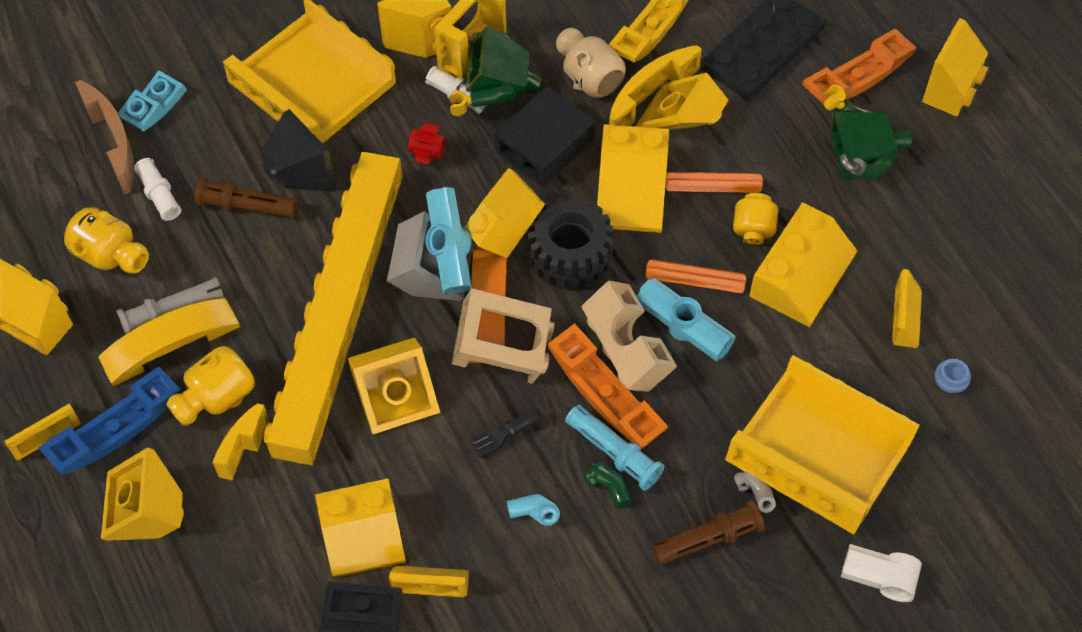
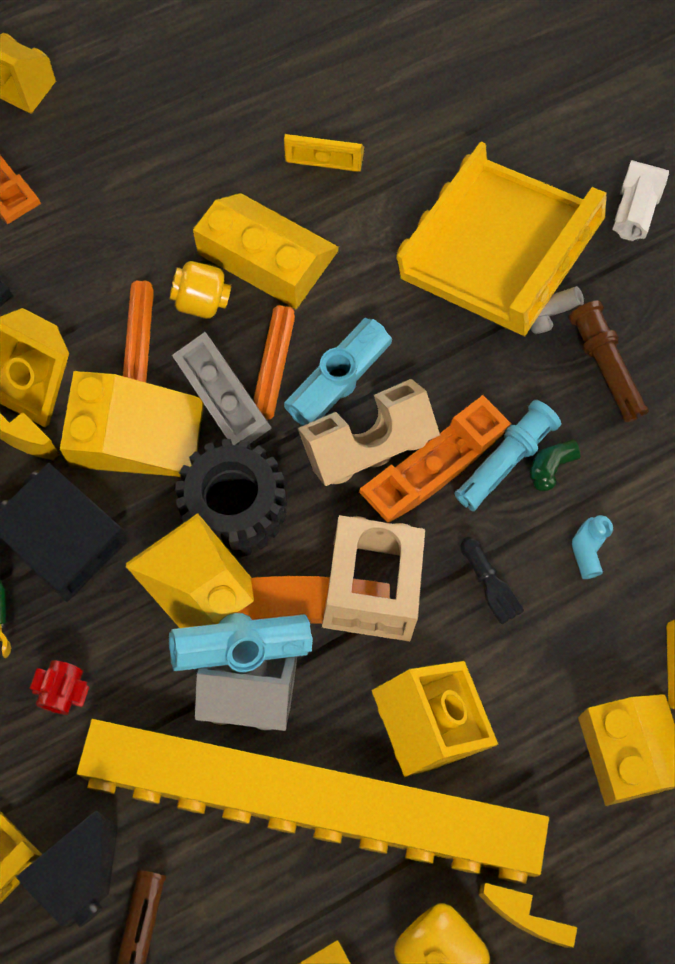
camera: 90 degrees left, 10 degrees up
(663, 236) = (221, 390): none -> light grey plate
(862, 138) = (93, 169): dark green torso -> none
(952, 376) = (404, 115): medium blue plate -> none

